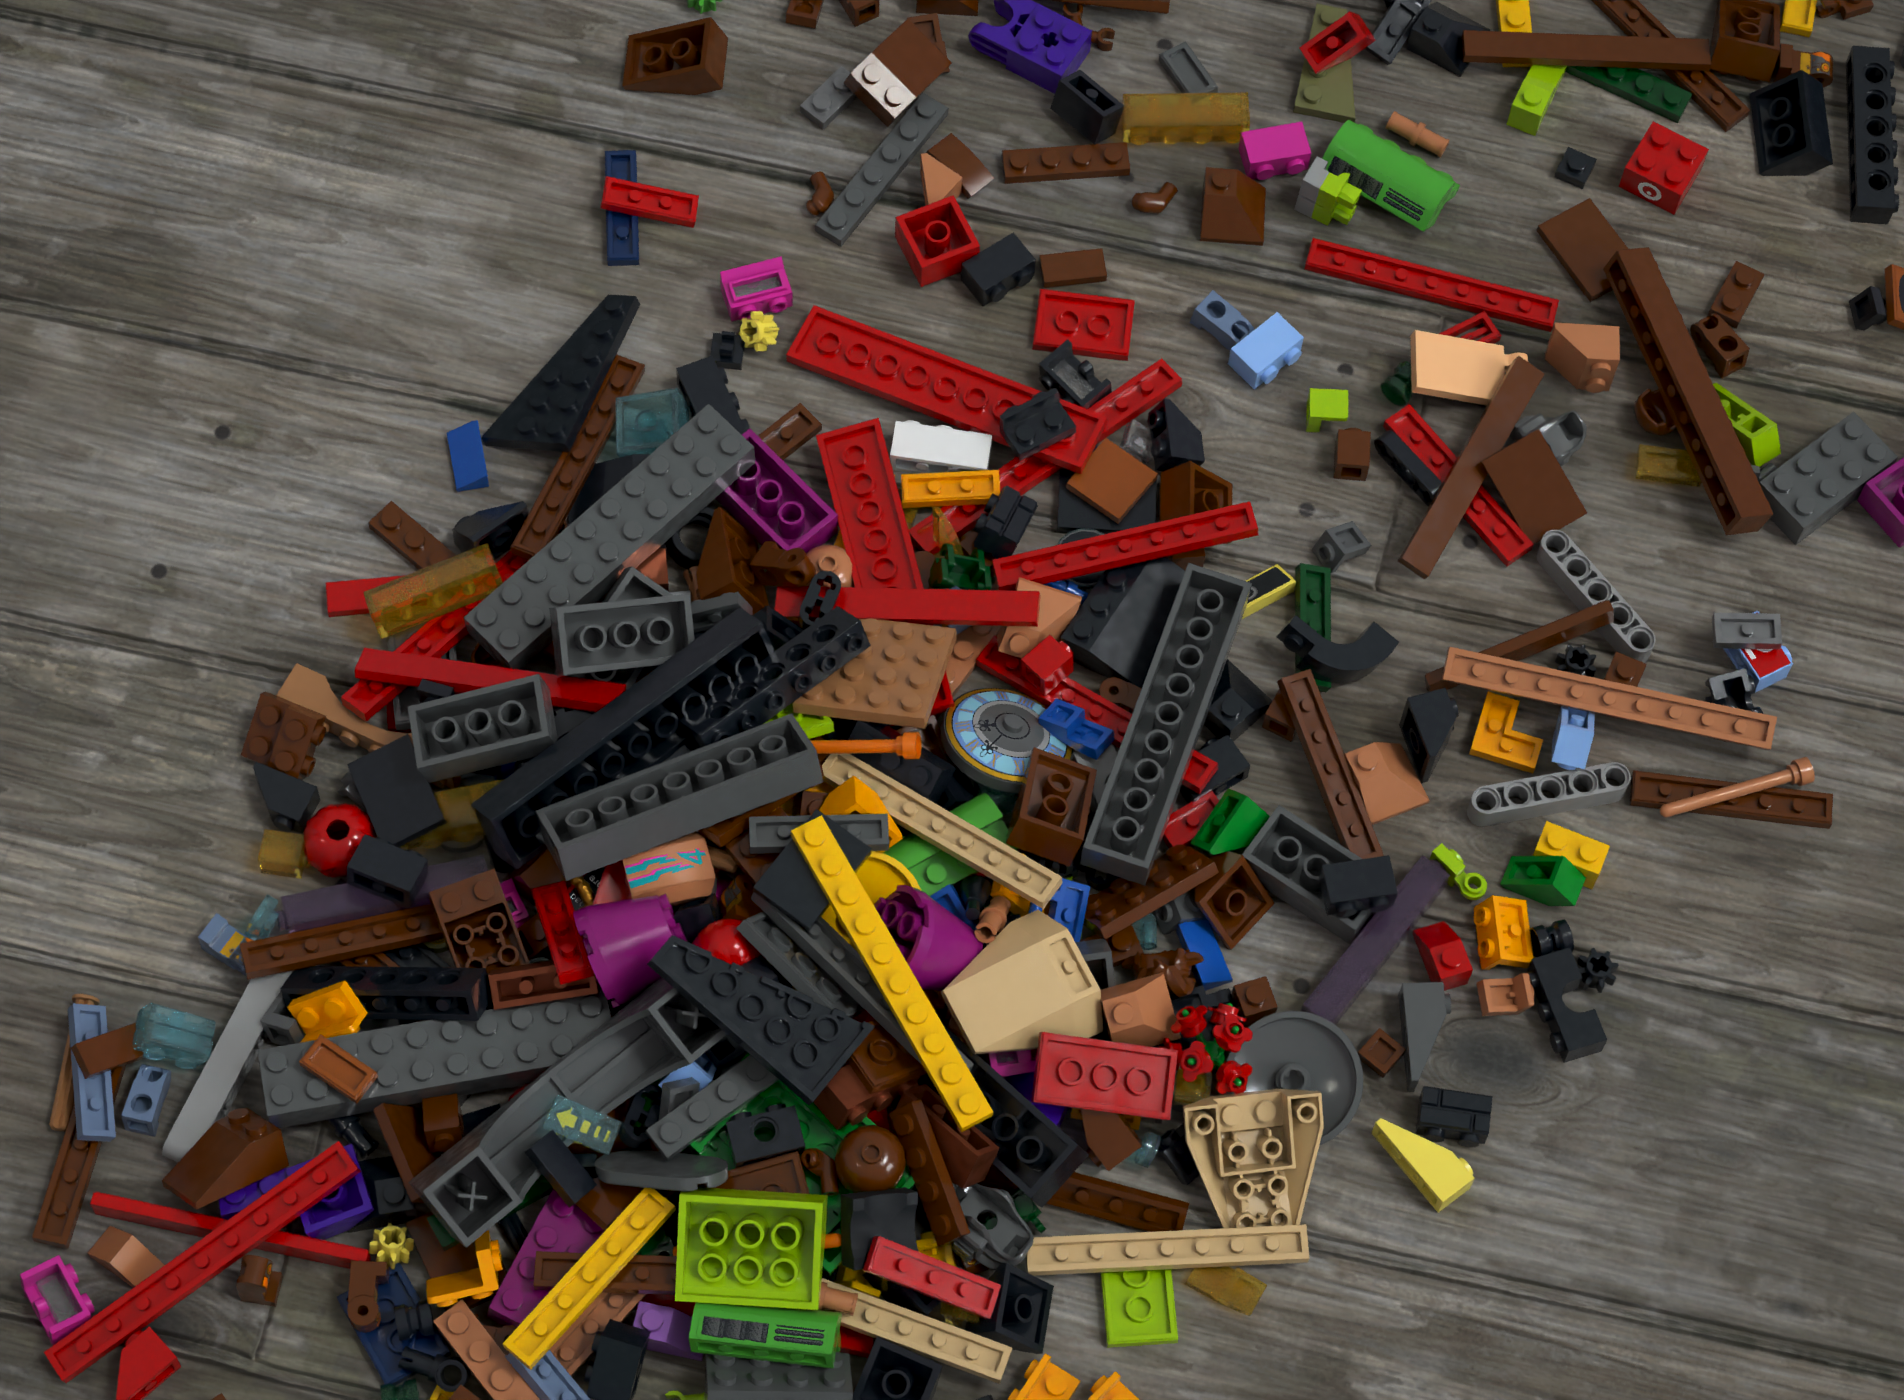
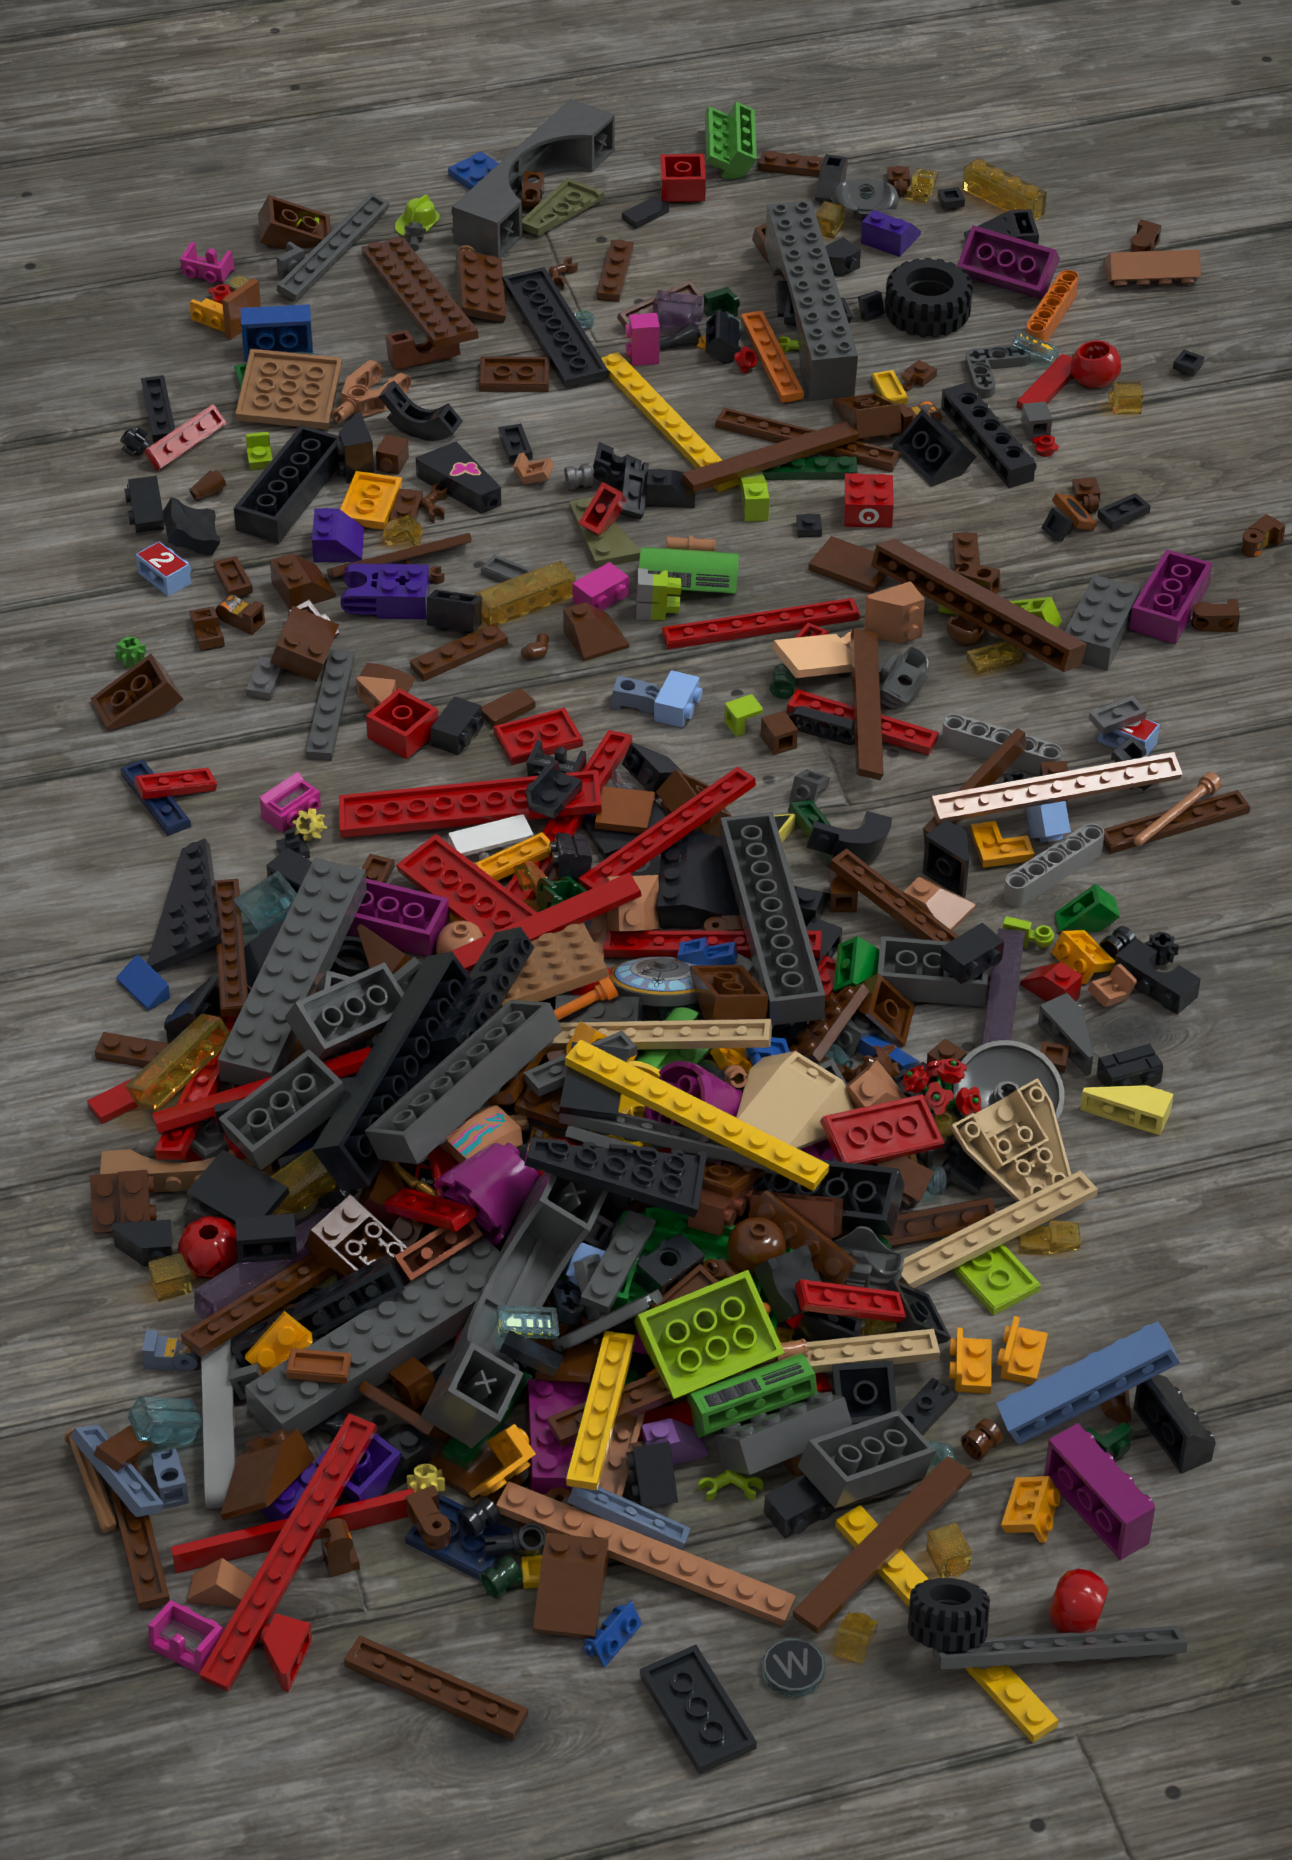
camera: 25 degrees left, 20 degrees down
(263, 920) = (187, 1312): clear light blue plate -> none
(783, 566) = (431, 940): reddish brown leg -> none
(812, 597) = (468, 949): black beam -> none
(823, 194) = (299, 734): reddish brown arm -> none
(1047, 664) = (660, 925): red brick -> none
(1534, 486) = (916, 695): reddish brown tile -> none
(1580, 850) = (1108, 880): yellow brick -> none

